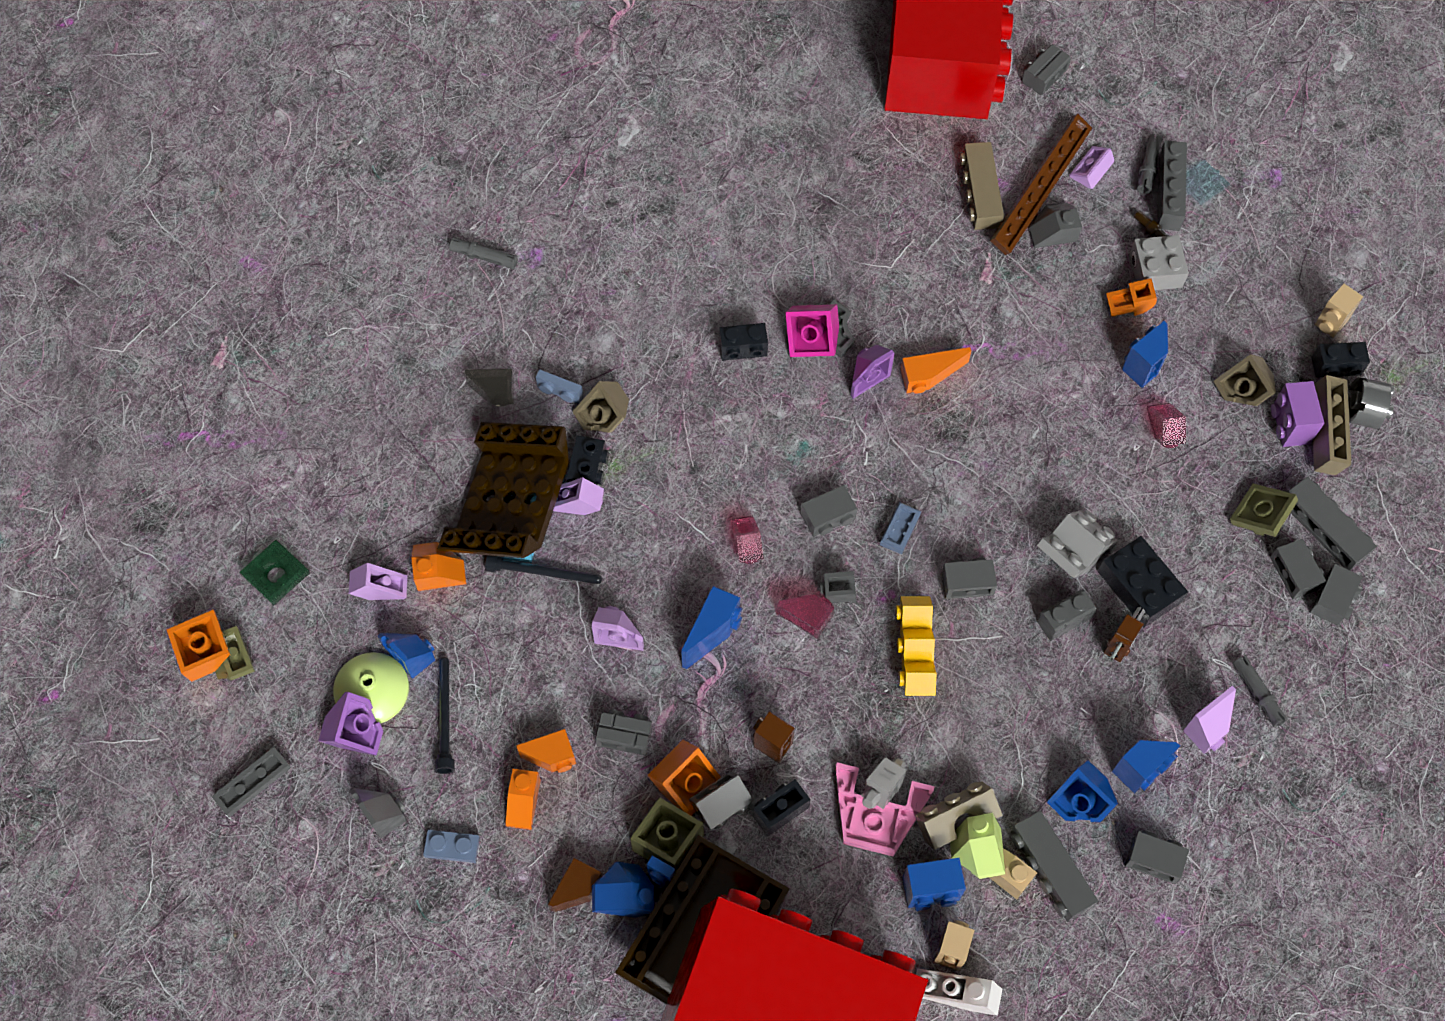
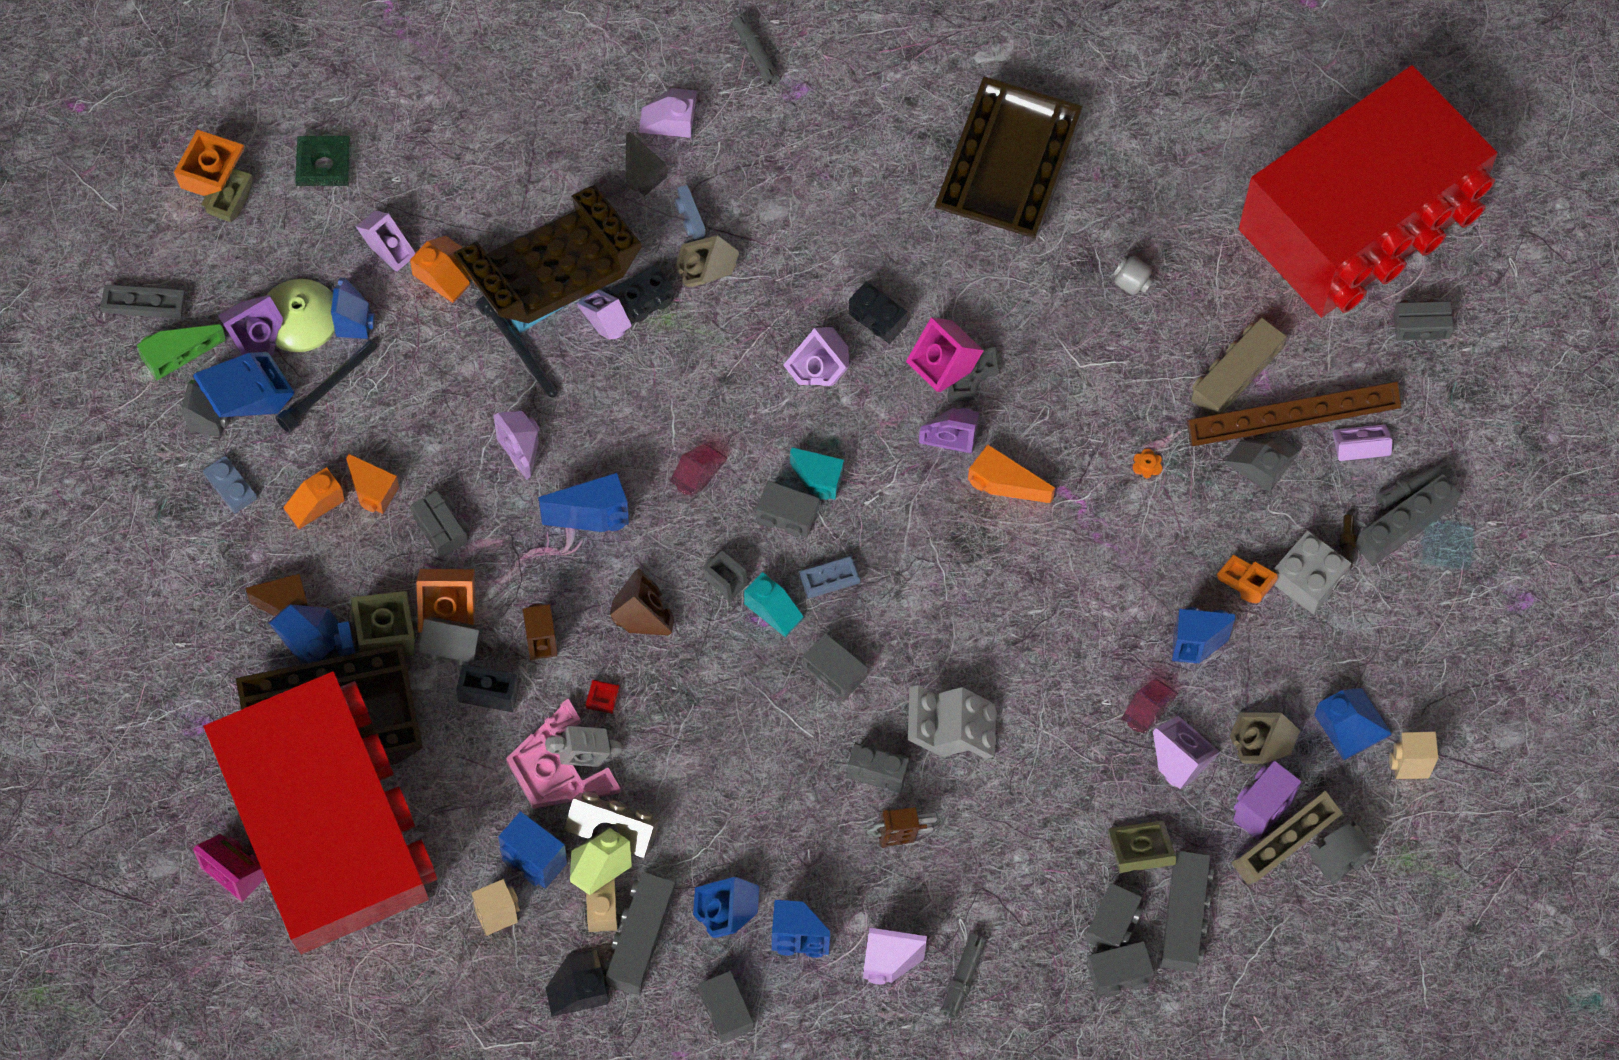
camera: 45 degrees right, 0 degrees up
(310, 793) = (174, 348): none -> bright green slope
(395, 769) = (245, 386): none -> blue slope
(473, 337) = (670, 113): none -> lavender slope
(716, 180) = (1010, 157): none -> dark brown slope
(744, 402) = (819, 358): none -> lavender slope
(807, 613) = (679, 570): clear pink slope -> none
(812, 660) = (640, 608): none -> reddish brown slope
(820, 471) = (817, 472): none -> teal slope
(851, 740) = (602, 696): none -> red tile
(862, 186) = (1133, 275): none -> light grey head
(888, 578) = (772, 604): none -> teal slope
(916, 646) = (731, 674): yellow brick -> none
(962, 991) = (465, 945): white slope -> none
(994, 288) = (1147, 469): none -> orange plant
(1053, 939) = (577, 984): none -> black slope
(1142, 580) = (970, 802): black brick -> none
(1220, 433) = (1181, 752): none -> lavender slope
(1276, 328) = (1351, 722): none -> blue slope
(1340, 359) = (1368, 797): black brick -> none

